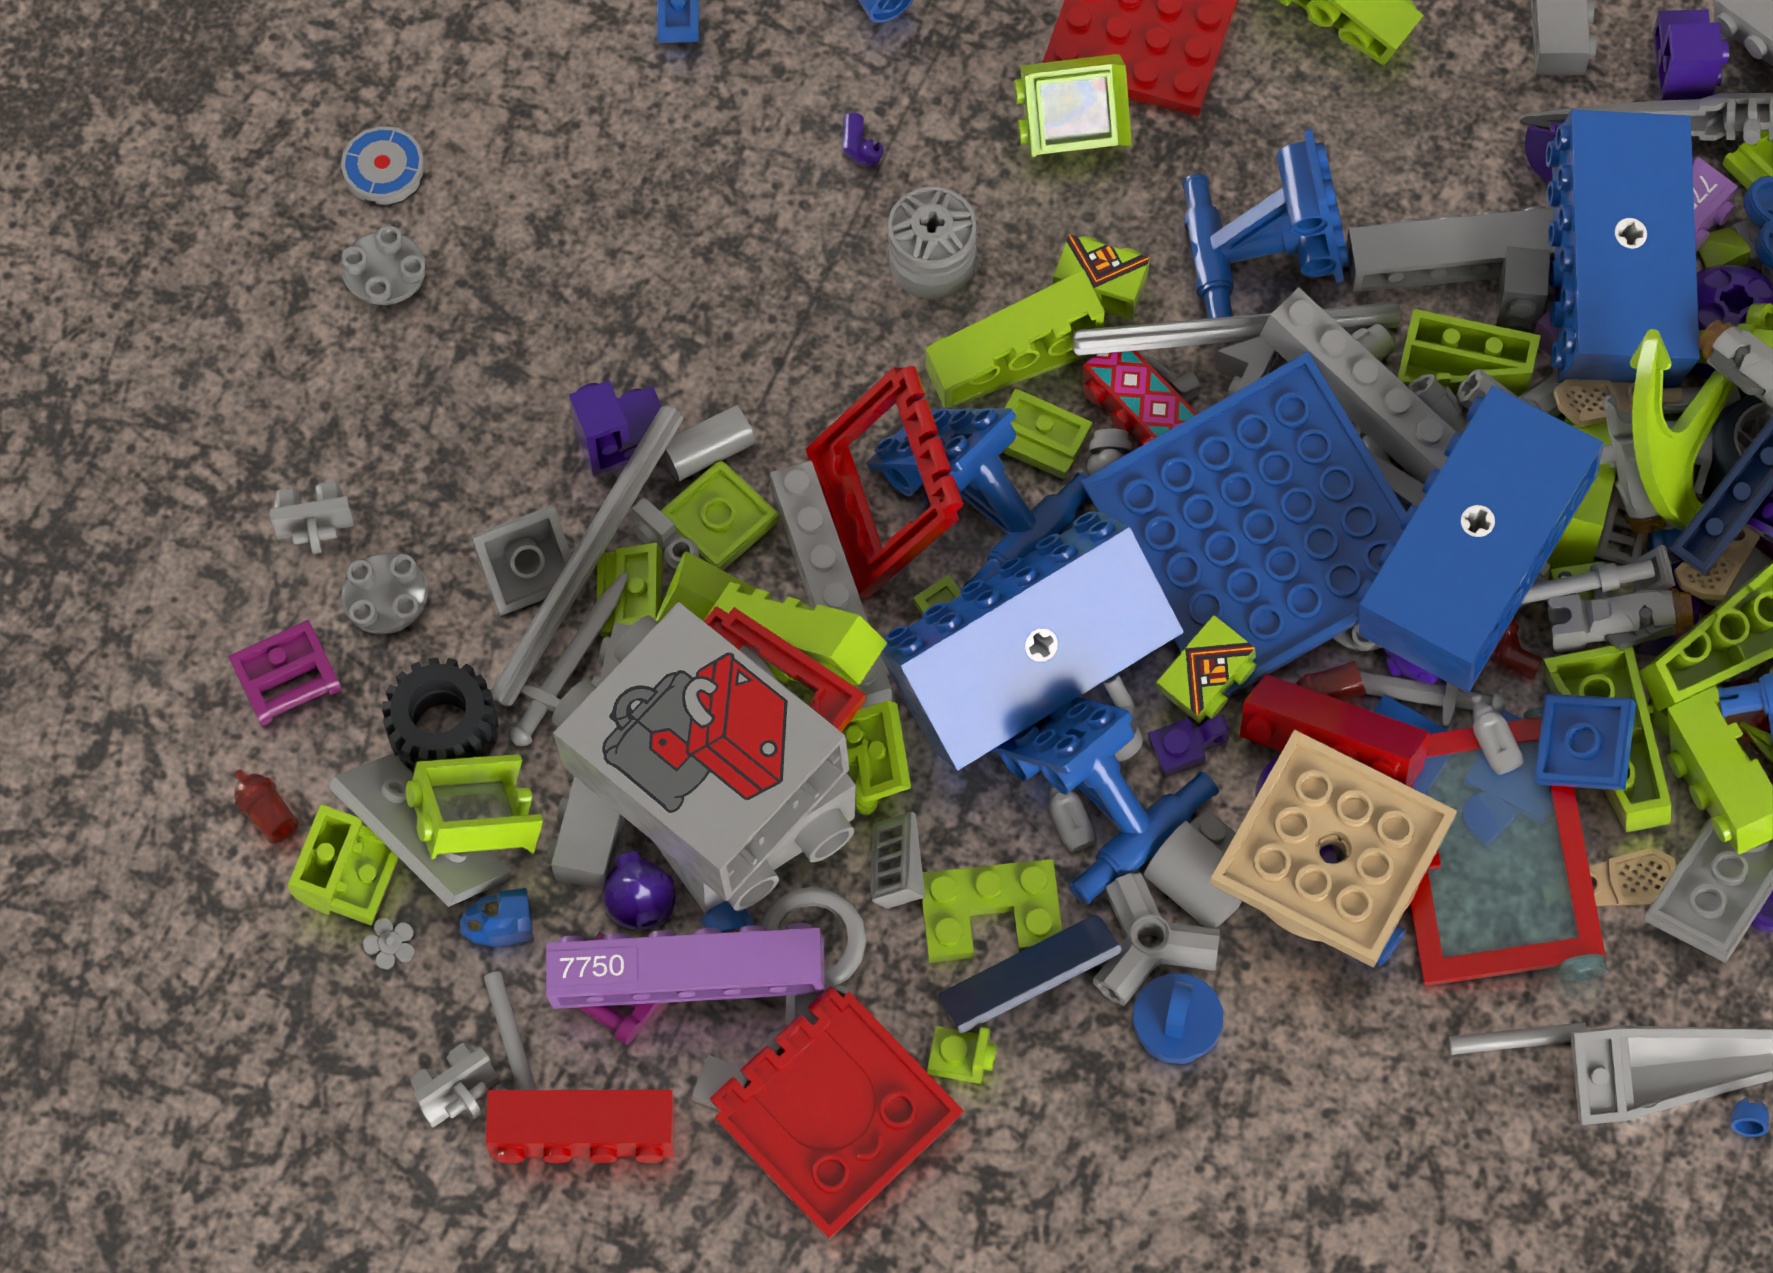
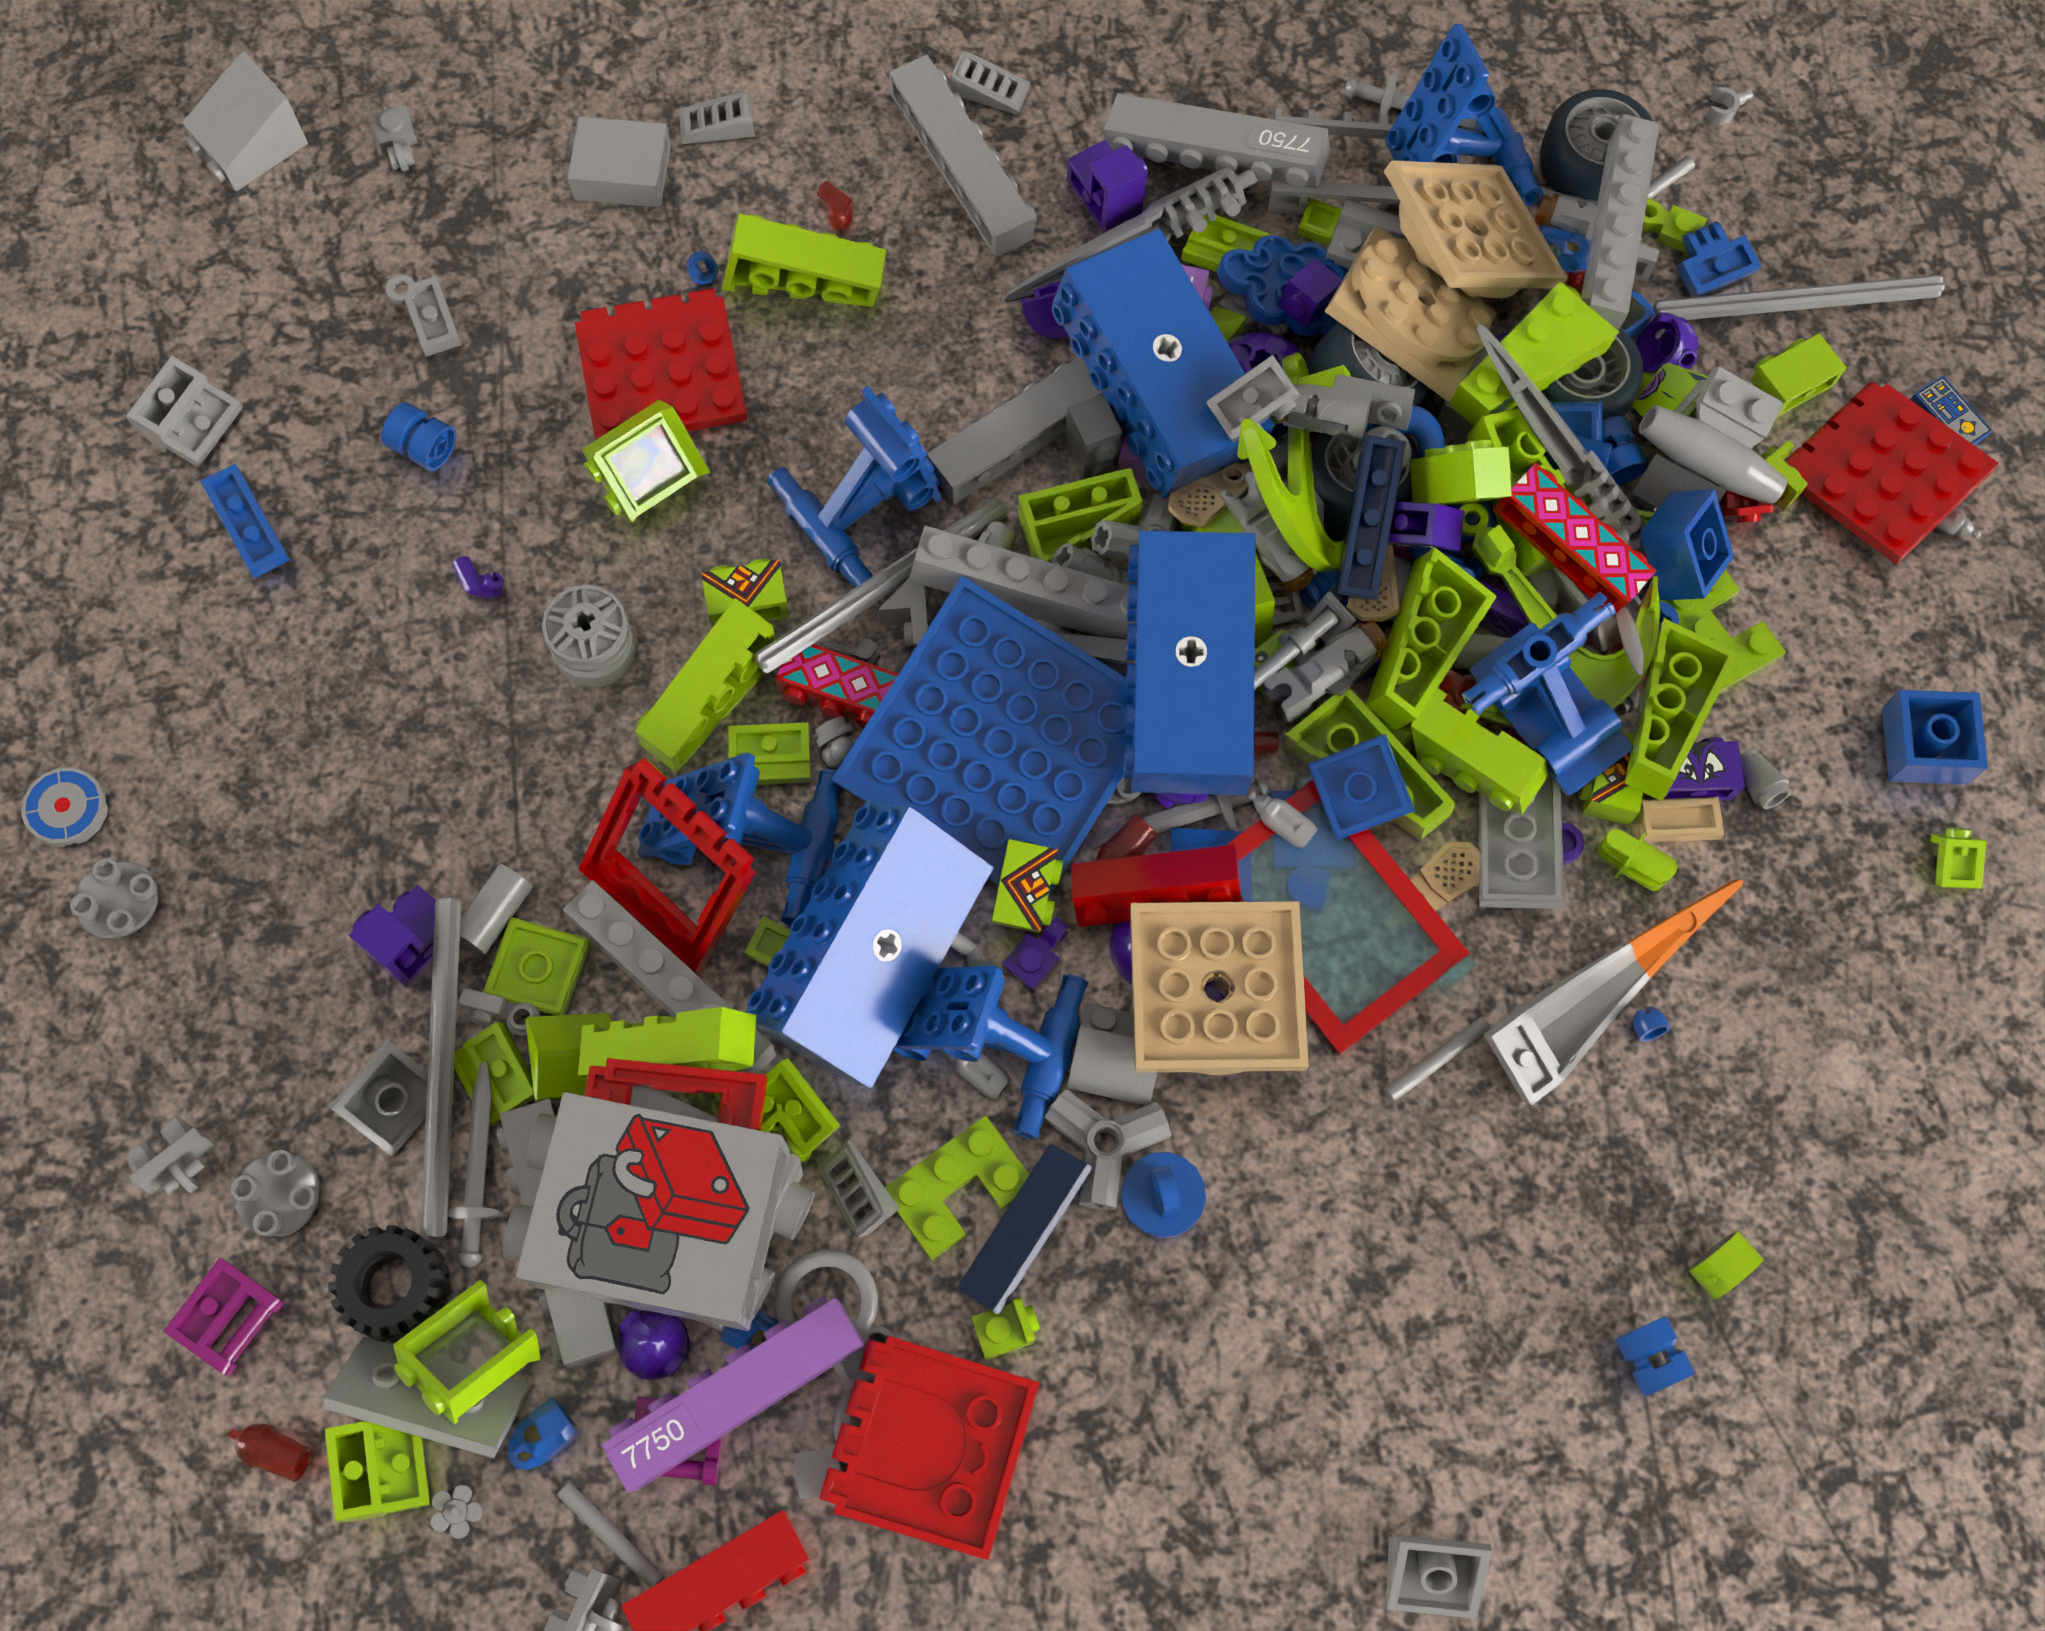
camera: 35 degrees left, 5 degrees up
(1688, 319) = (1256, 396): none -> light grey bracket

